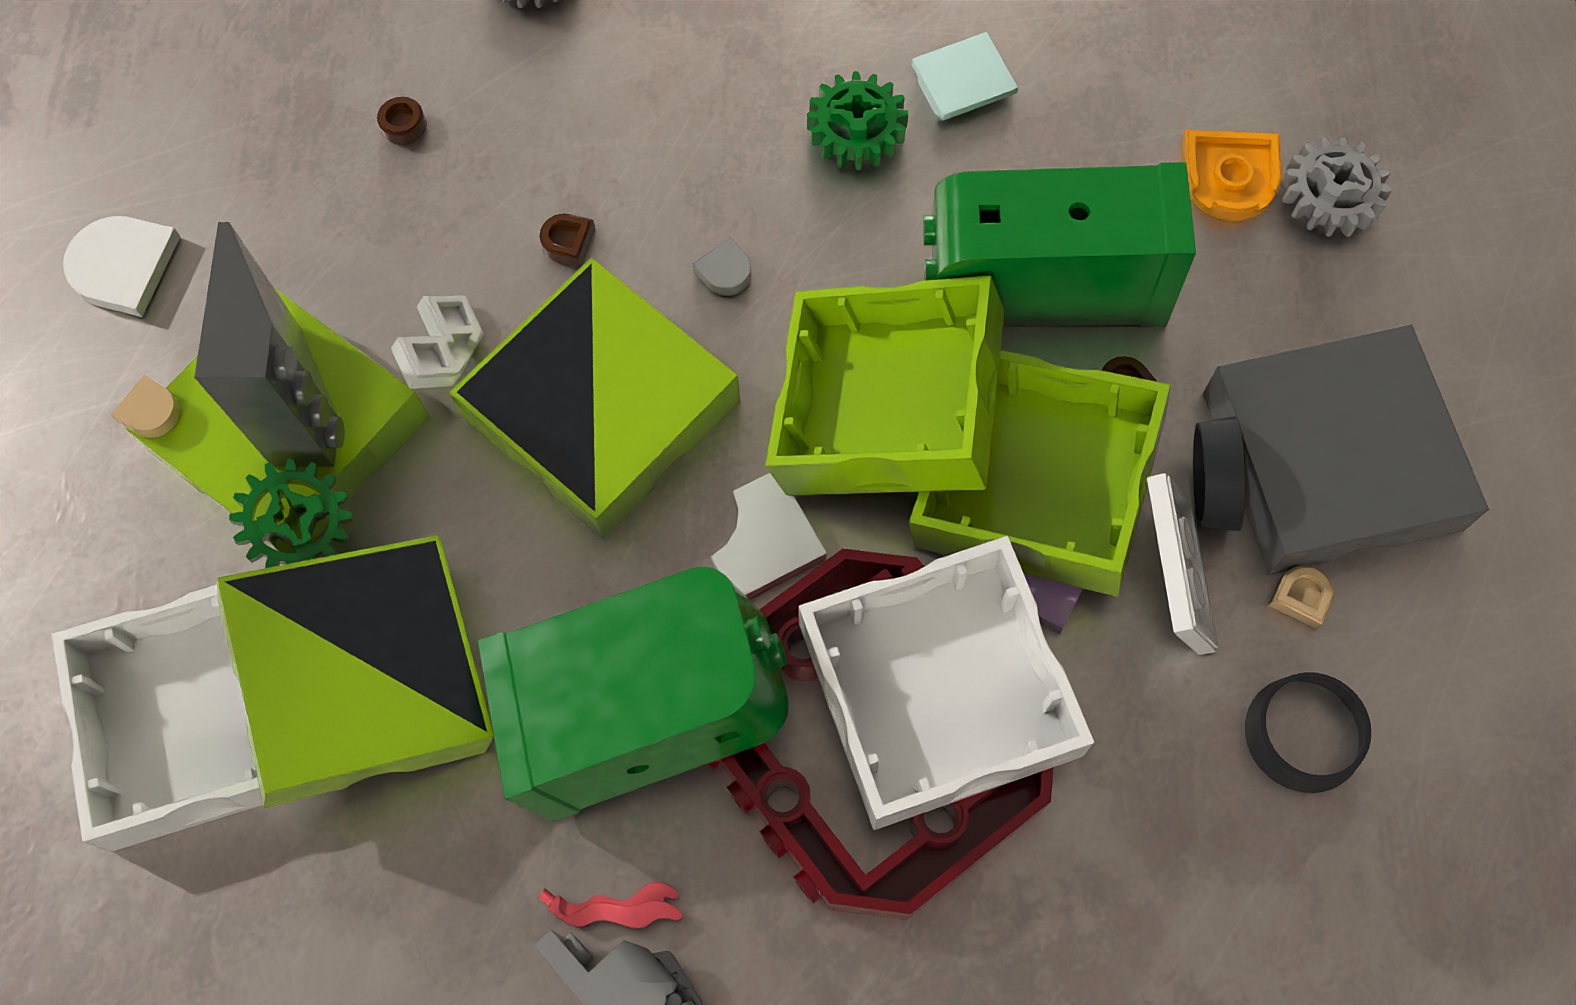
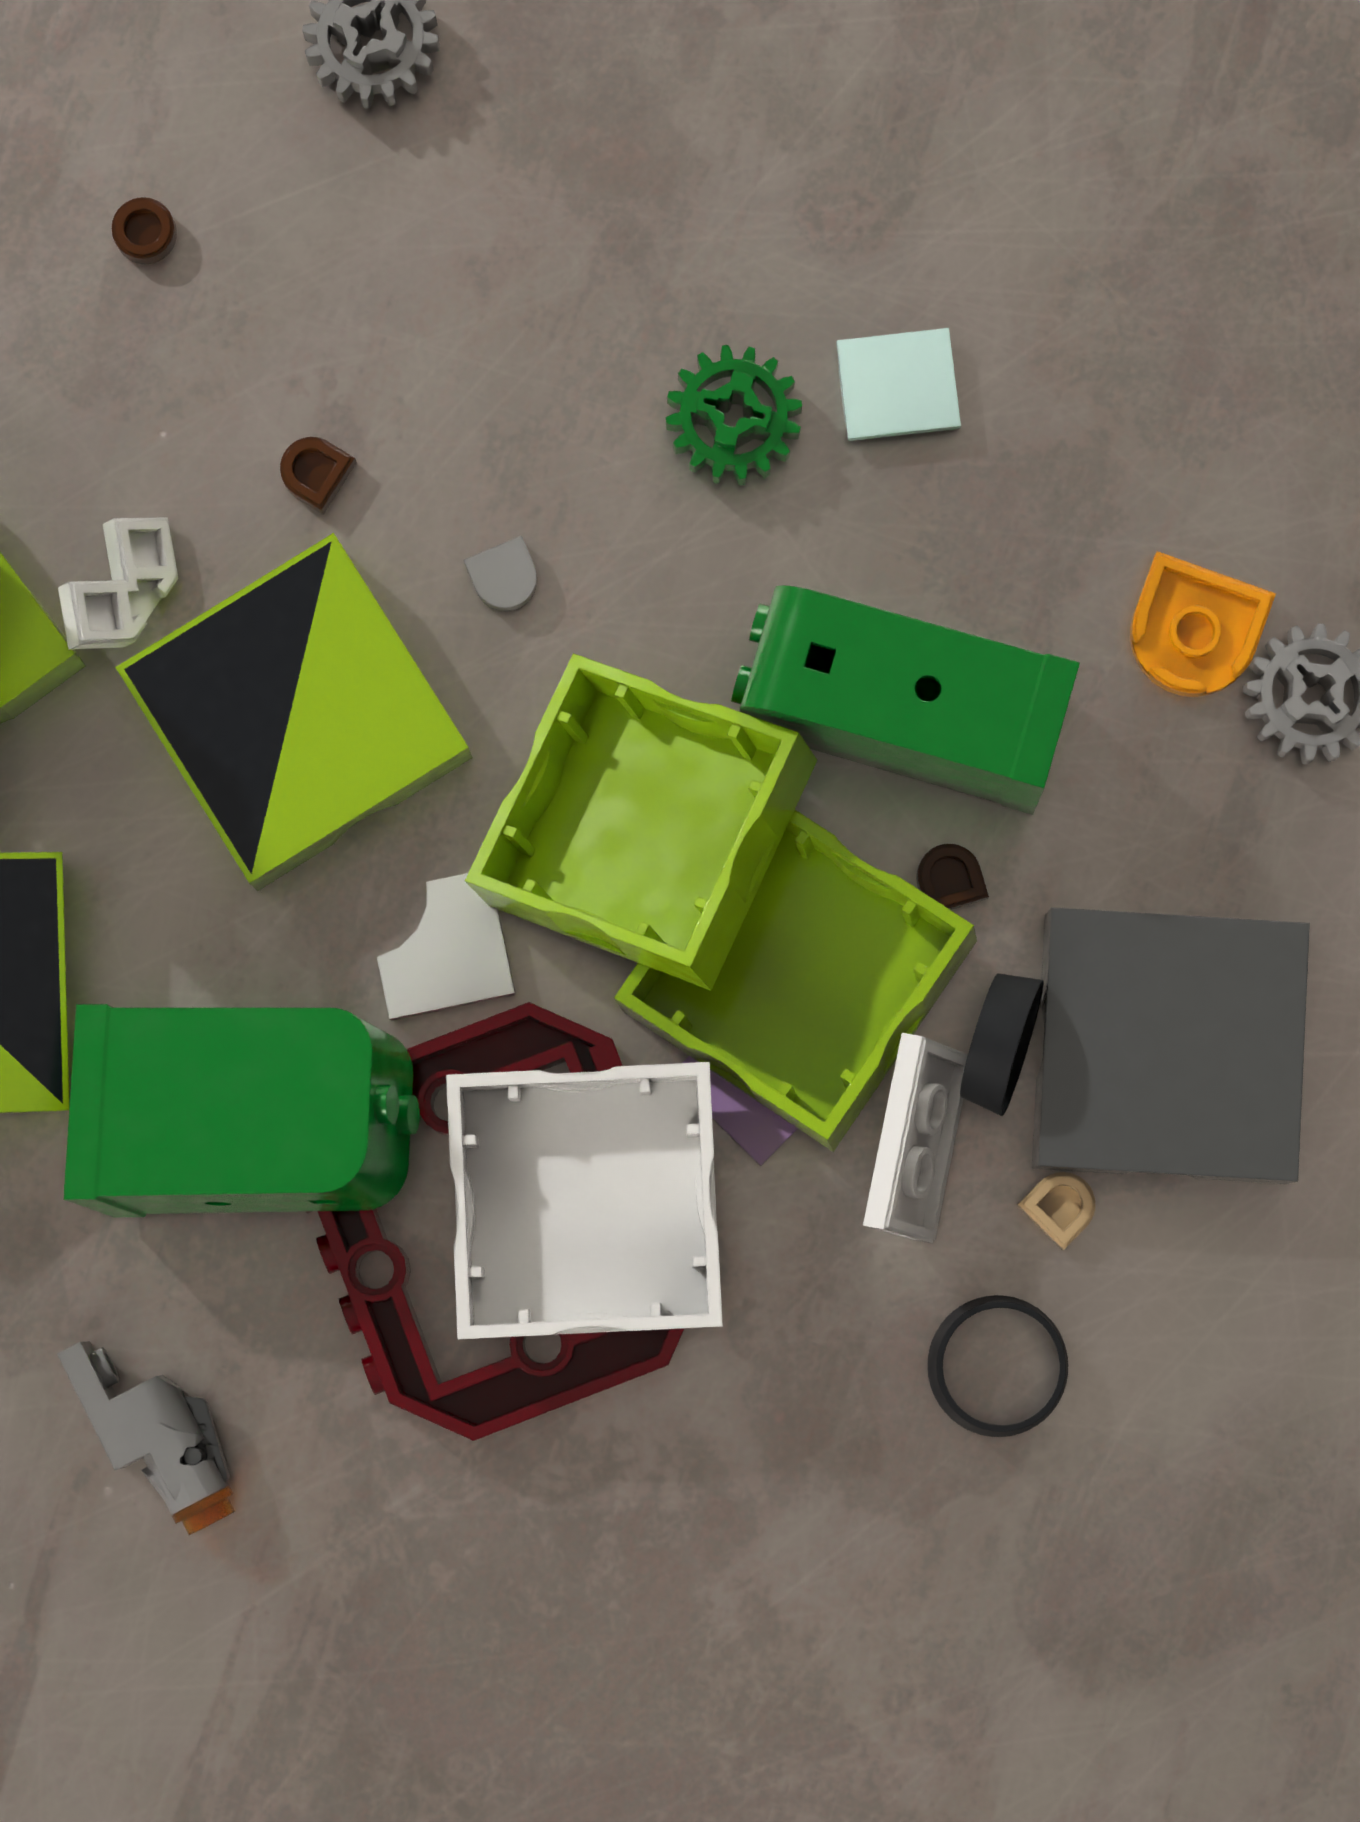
camera: 15 degrees right, 15 degrees up
(633, 913) = (177, 1344): coral hair -> none

